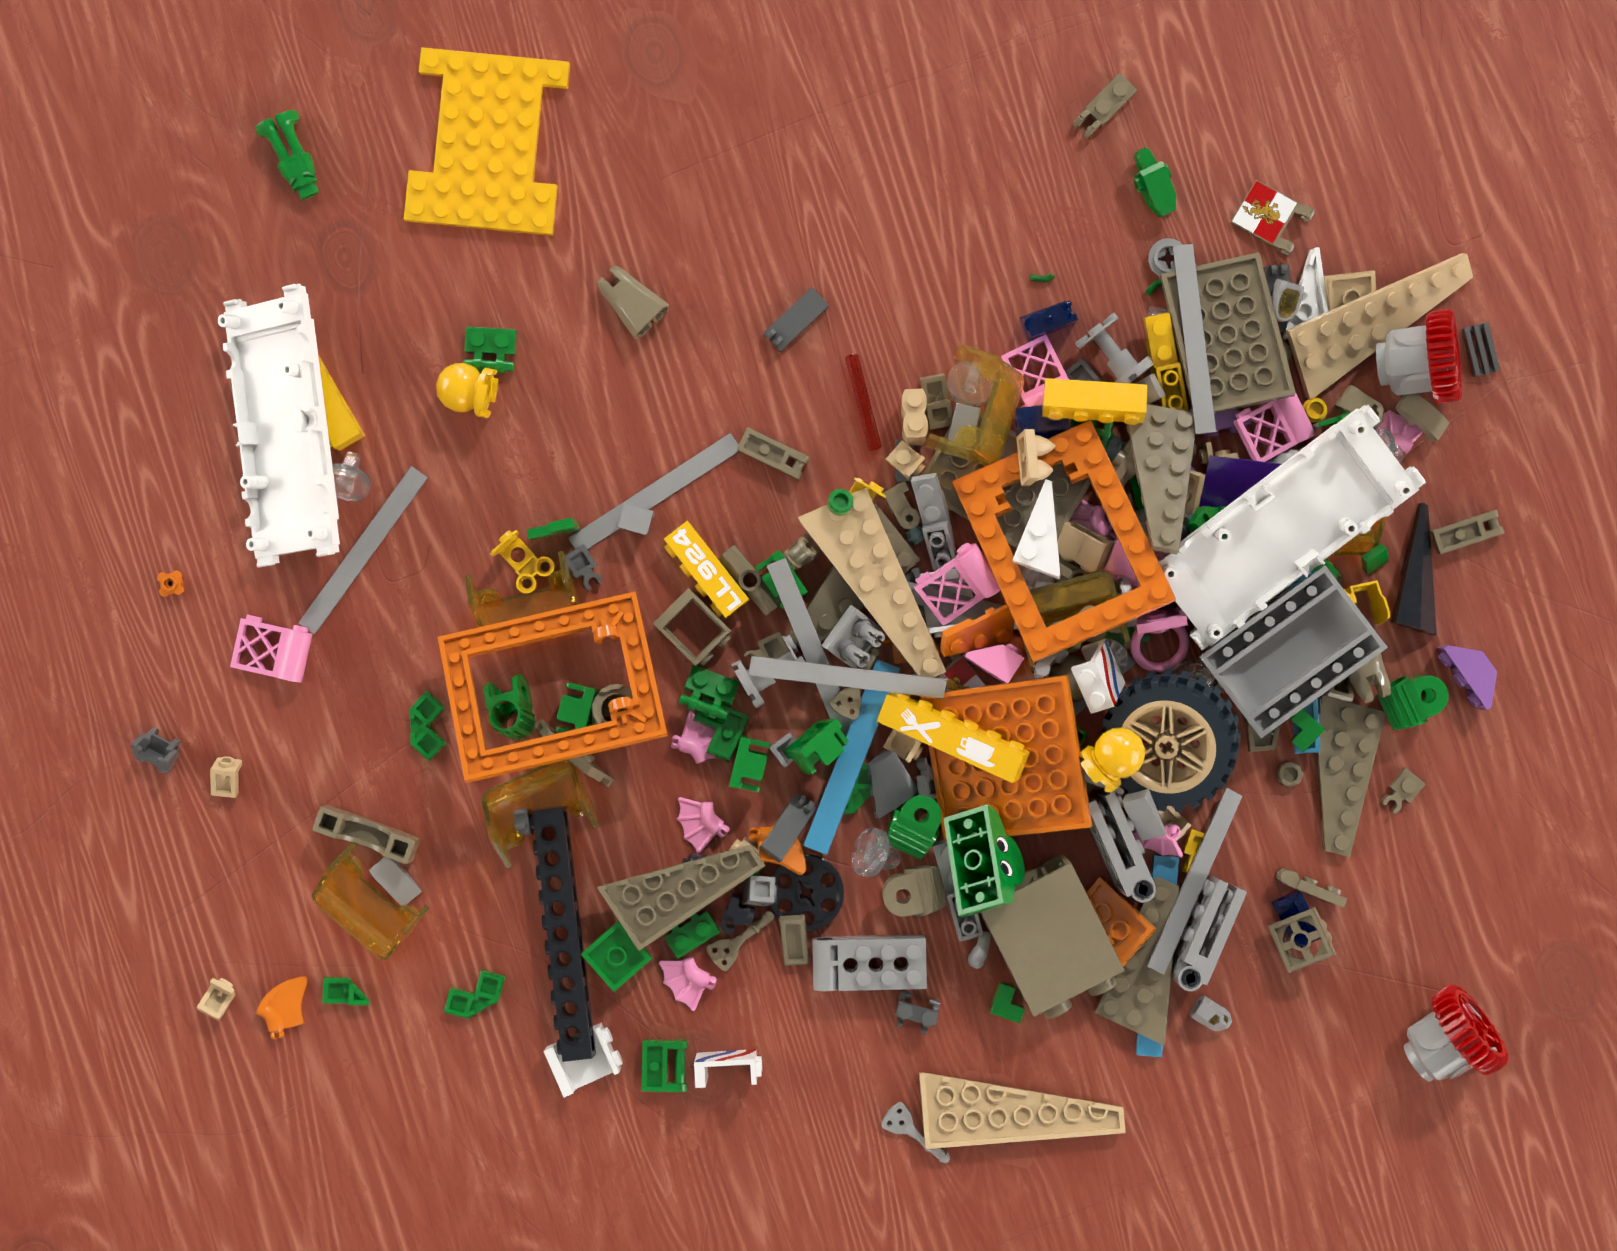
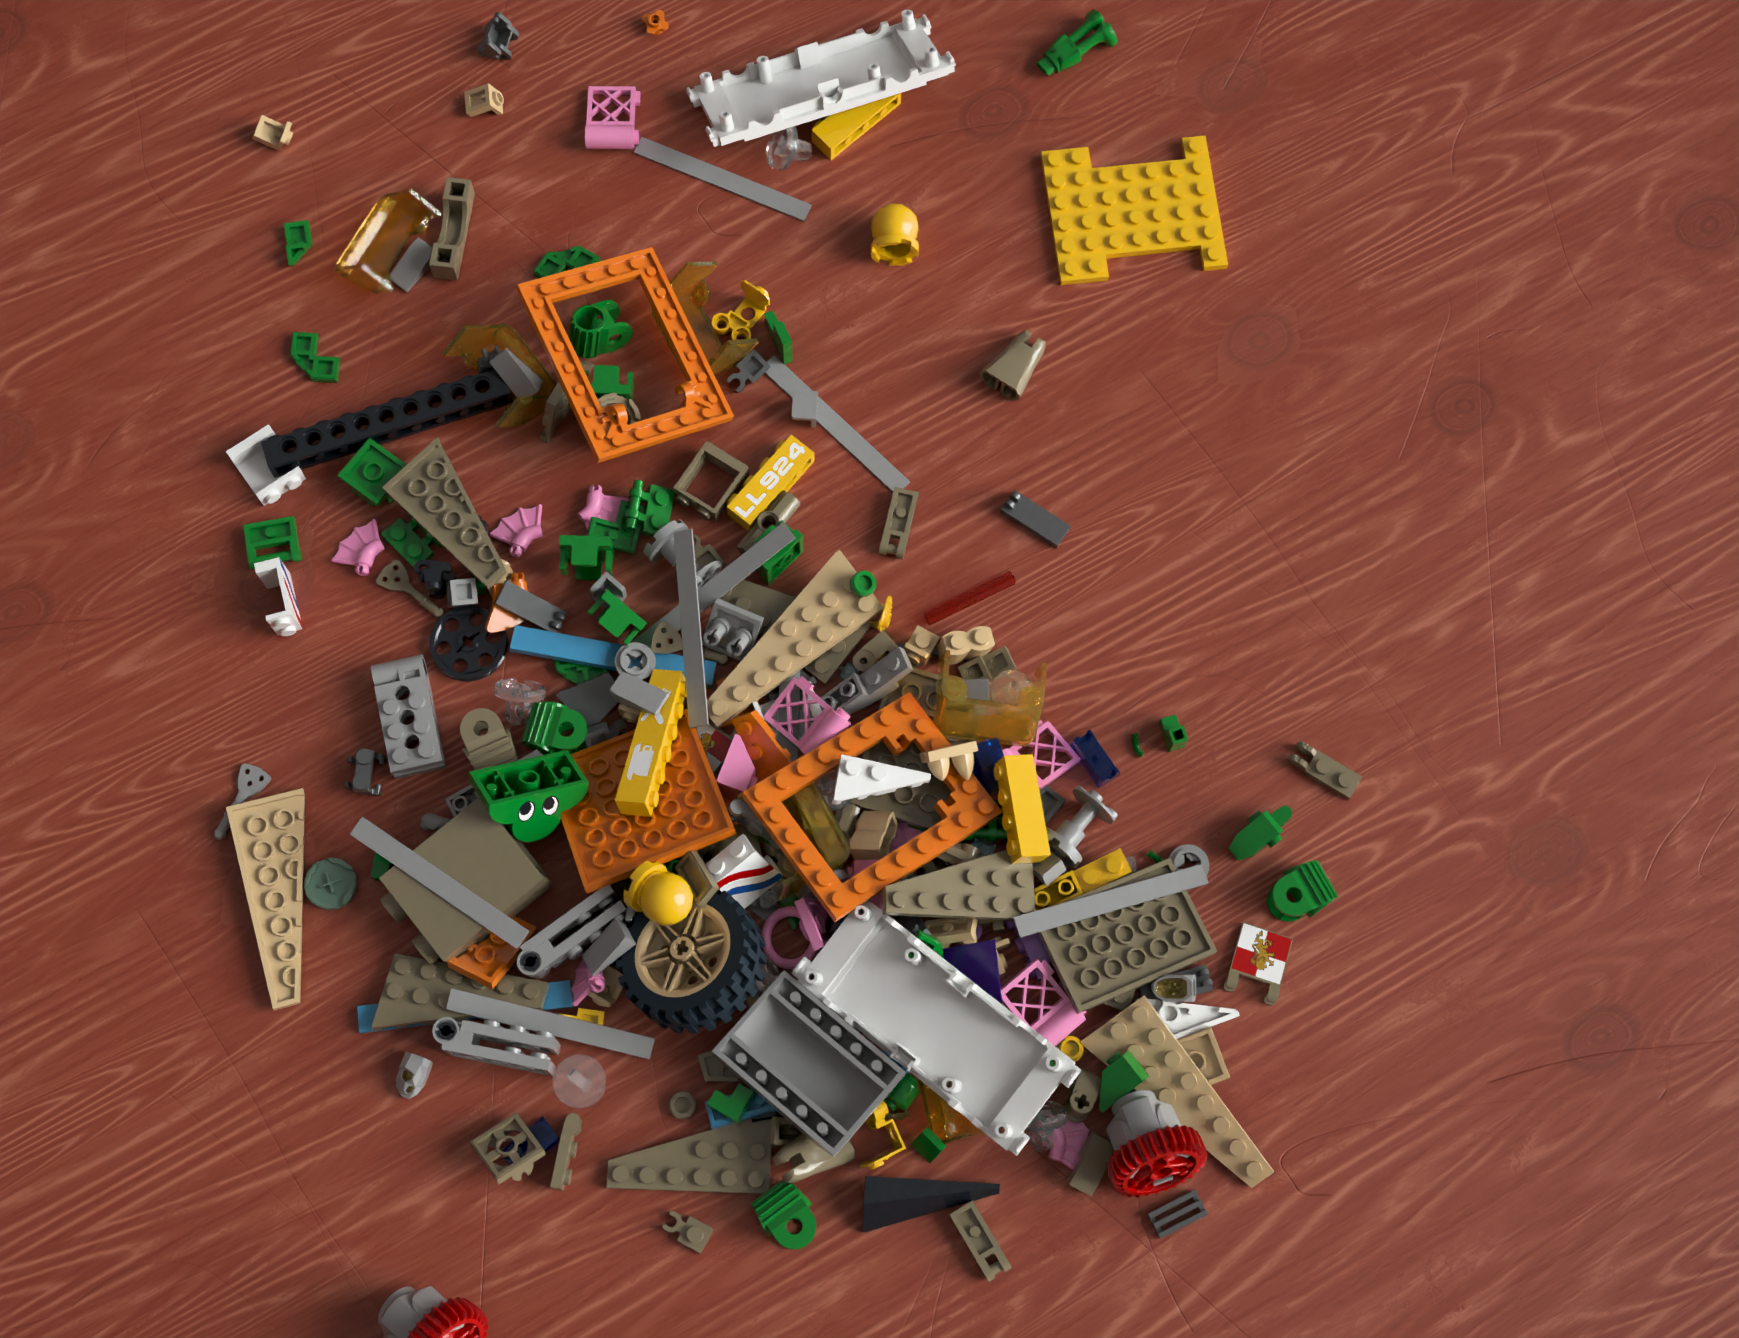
camera: 70 degrees right, 15 degrees down
(283, 1006) = (275, 192): orange arm -> none
(490, 341) = (945, 248): green plate -> none
(547, 797) = (516, 374): none -> light grey slope
(794, 940) = (418, 639): dark tan tile -> none
(802, 551) = (804, 563): dark tan piece -> none
(867, 725) = (635, 650): none -> light grey gear
(904, 739) = (638, 694): none -> light grey slope
(1014, 1061) = (331, 884): none -> sand green tile
(1043, 240) = (1173, 733): none -> green piece
(1052, 961) = (439, 882): none -> light grey piece
(1101, 720) = (697, 876): none -> dark tan tile
(1215, 151) = (1308, 887): none -> green piece
(1248, 863) = (579, 1081): none -> clear tile
(1357, 370) = (1120, 1078): none -> green slope
(1472, 672) = (830, 1276): medium lavender slope -> none

